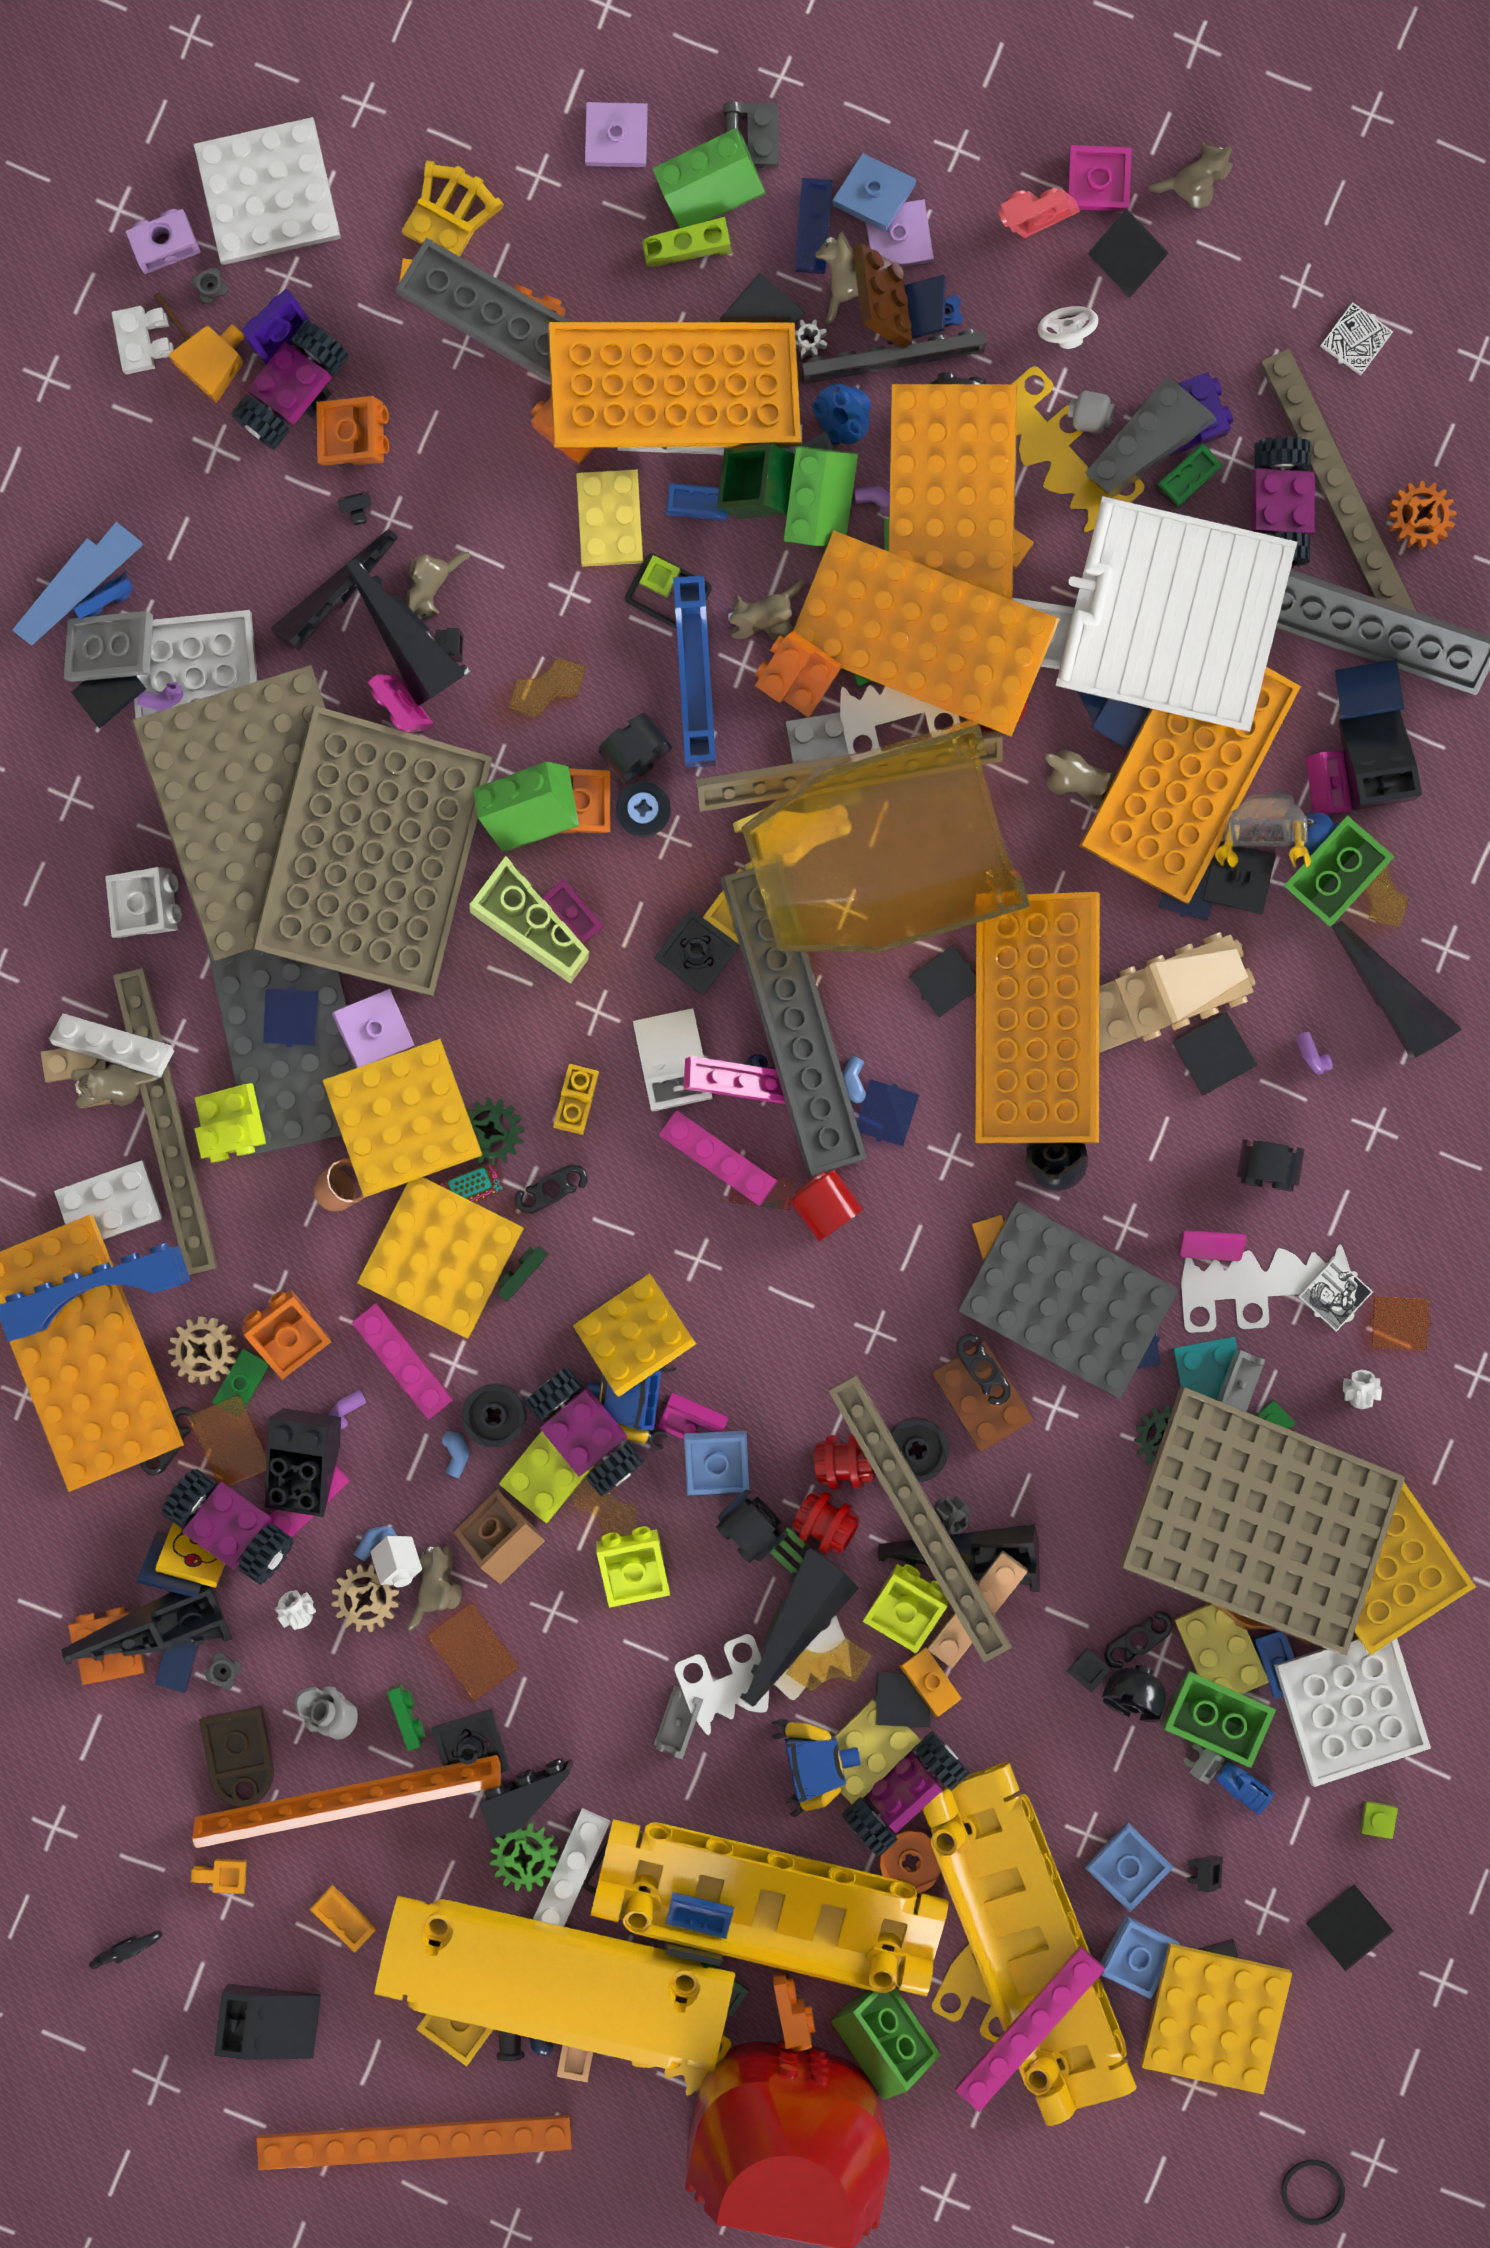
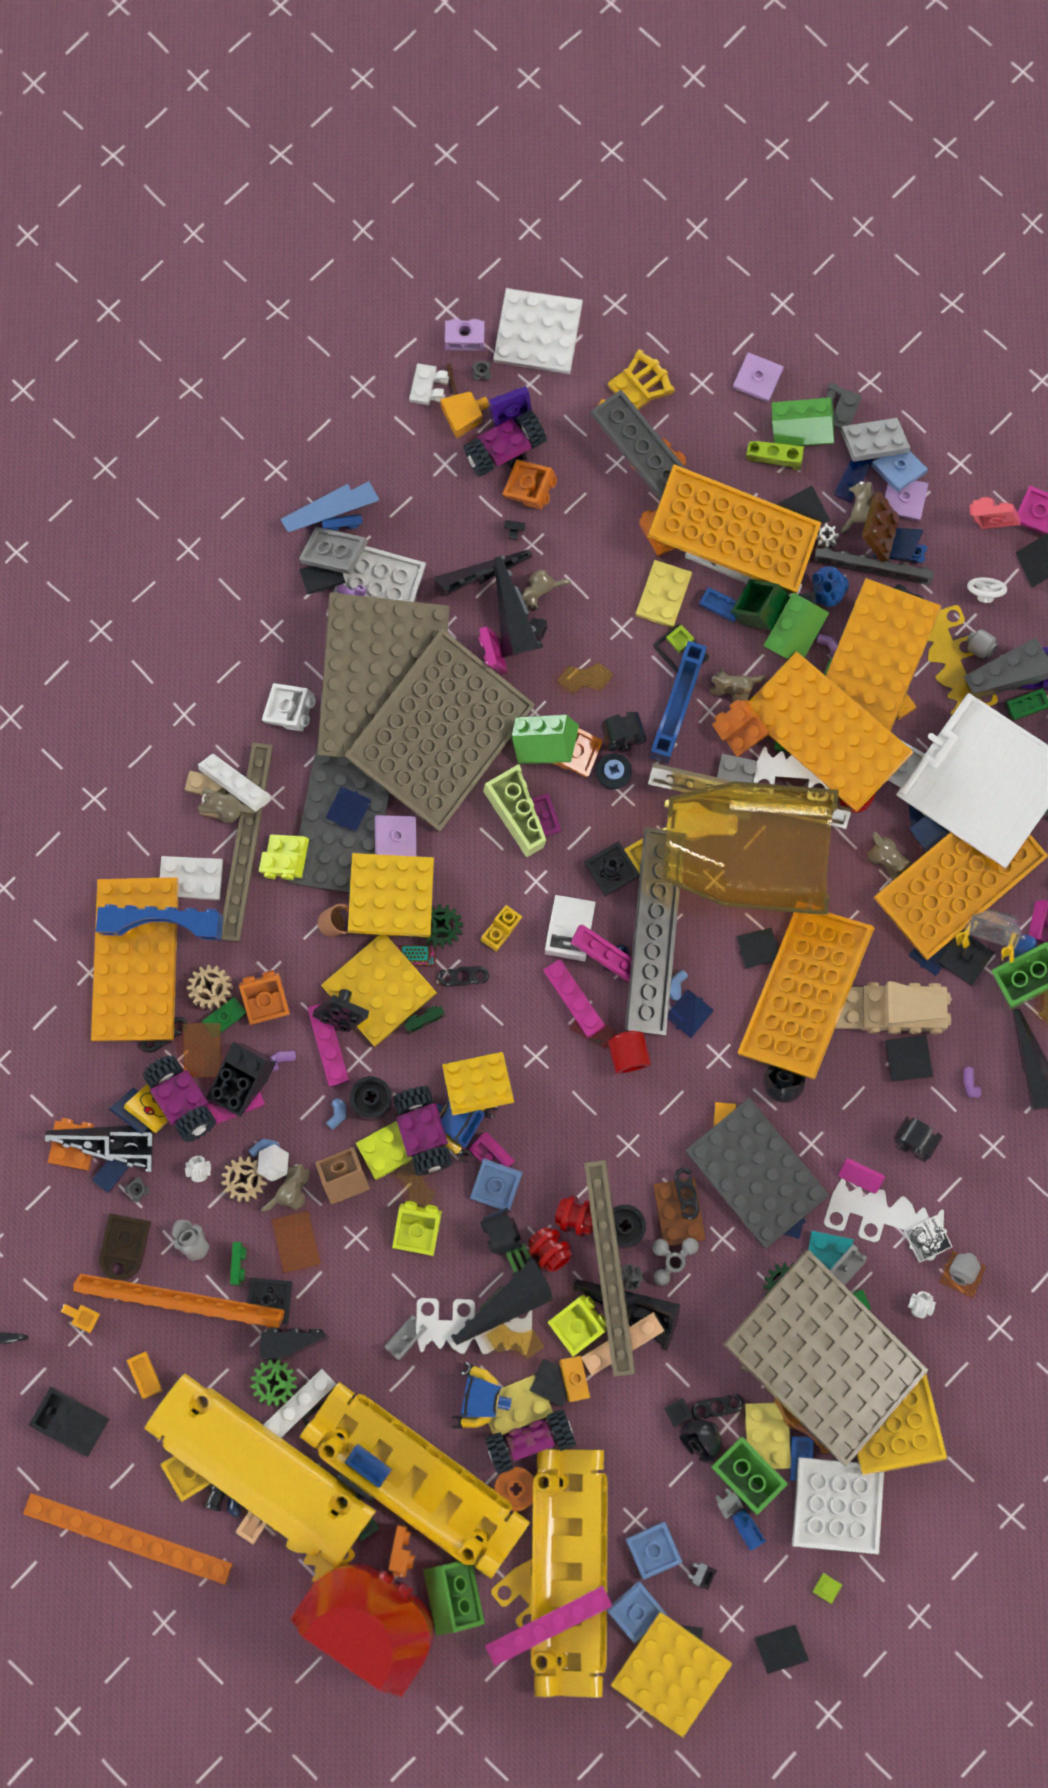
camera: 25 degrees right, 10 degrees down
(402, 1313) = (341, 1012): none -> black plate
(823, 164) = (875, 439): none -> light grey plate
(977, 1457) = (661, 1247): none -> light grey piece
(1402, 1317) = (964, 1269): none -> light grey head

